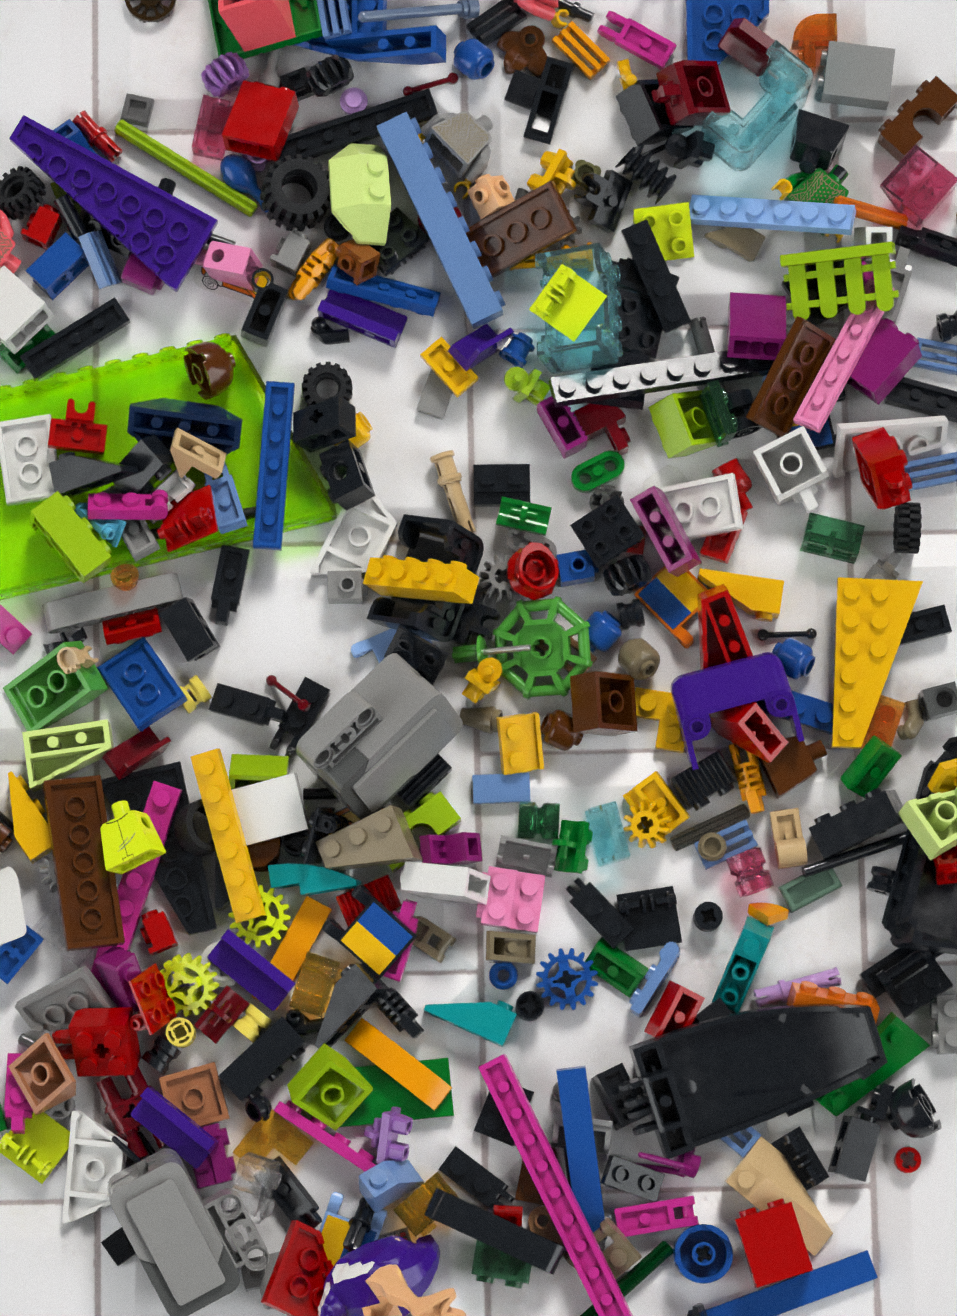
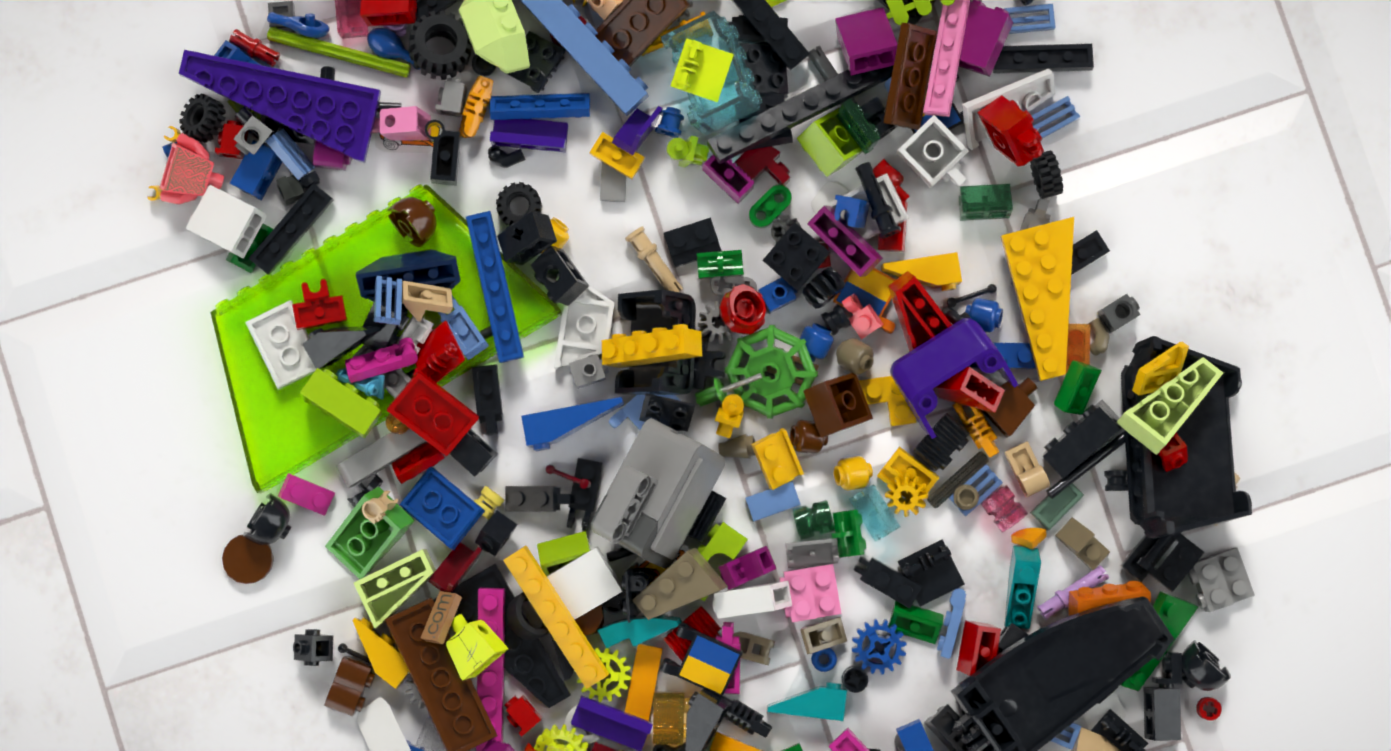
camera: 15 degrees left, 5 degrees up
(75, 218) = (254, 124): none -> light grey brick
(89, 296) = (292, 189): none -> pearl dark grey piece
(104, 797) = (441, 617): none -> medium nougat tile
(158, 129) = (306, 26): none -> blue piece
(161, 427) = (389, 284): none -> medium blue tile
(165, 577) = (432, 413): none -> red plate
(191, 728) = (495, 533): none -> black brick
(297, 632) = (554, 425): none -> blue slope
(357, 260) = (510, 87): dark orange brick -> none
(597, 784) = (852, 473): none -> yellow head
(662, 622) = (864, 318): none -> coral plate
(688, 500) = (855, 210): none -> blue hinge
(705, 920) = (975, 555): black wheel -> none
(714, 510) = (880, 210): none -> black pin
(757, 647) = (952, 315): none -> black arm
(824, 938) = (1082, 543): none -> dark tan slope

